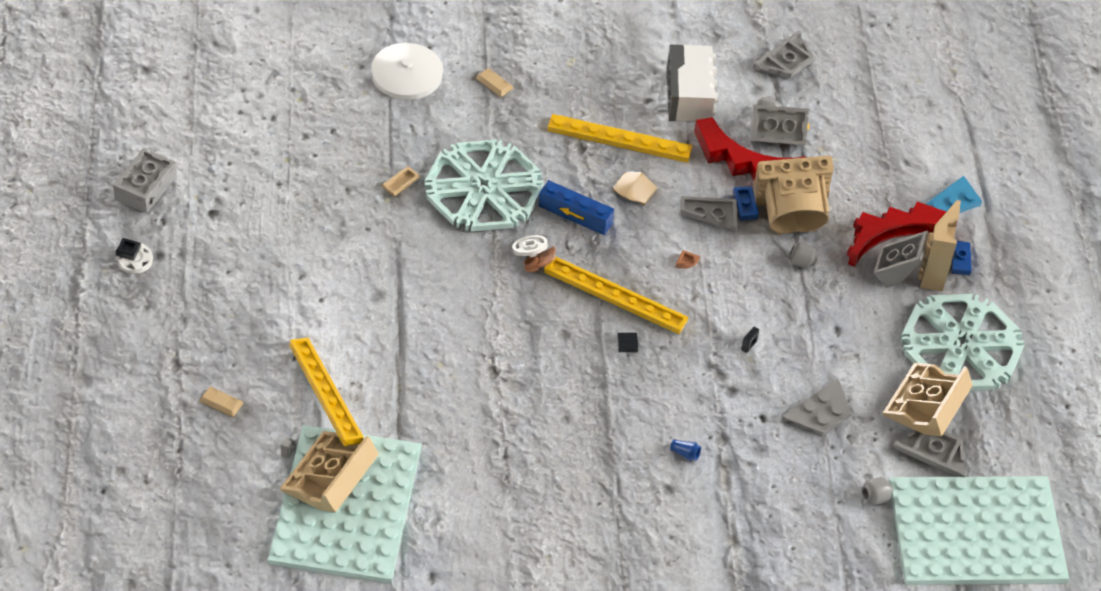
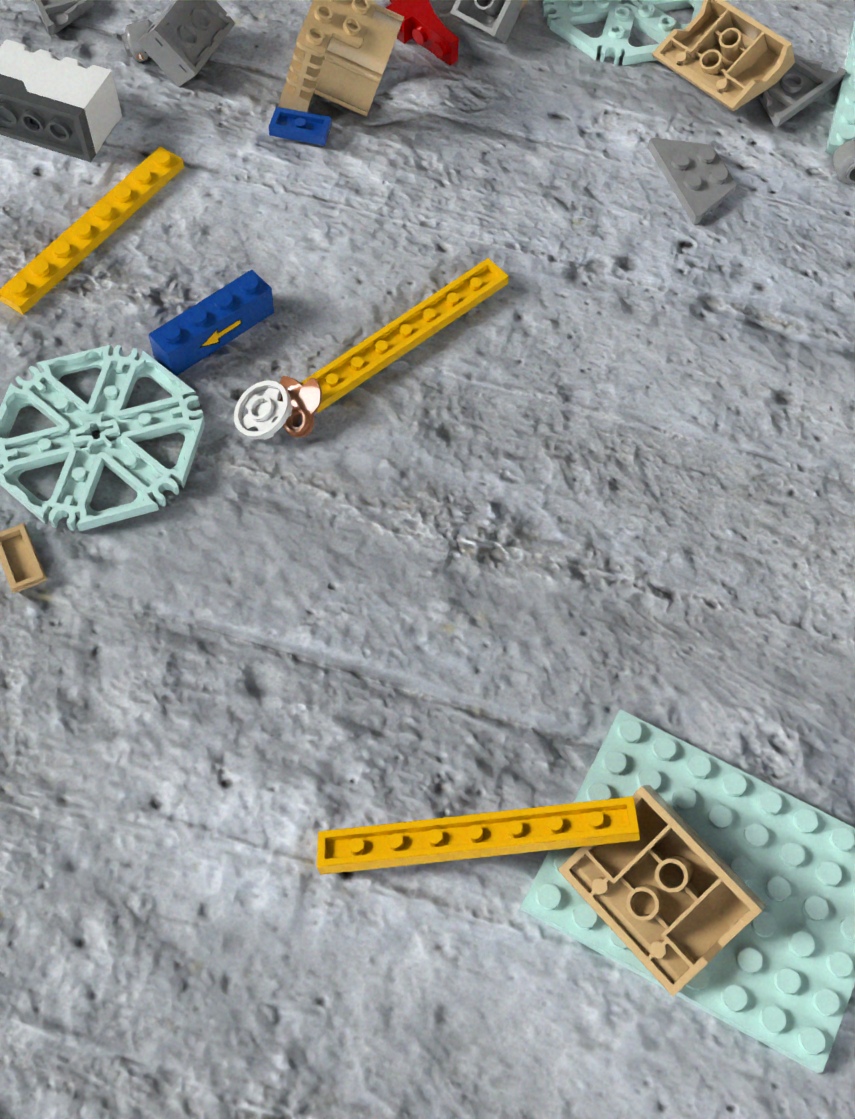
camera: 70 degrees left, 10 degrees up
(221, 401) = (407, 1053): tan tile -> none
(287, 447) = (566, 952): light grey tile -> none
(627, 342) = (499, 350): black tile -> none
(635, 187) = (201, 242): tan slope -> none
(686, 449) = (729, 343): blue cone -> none
(687, 260) = (370, 228): nougat tile -> none
(711, 210) = (296, 167): light grey wing -> none
(720, 147) = (218, 104): red arch -> none
(750, 339) = (553, 203): black tile -> none
(803, 255) = (426, 97): light grey head -> none

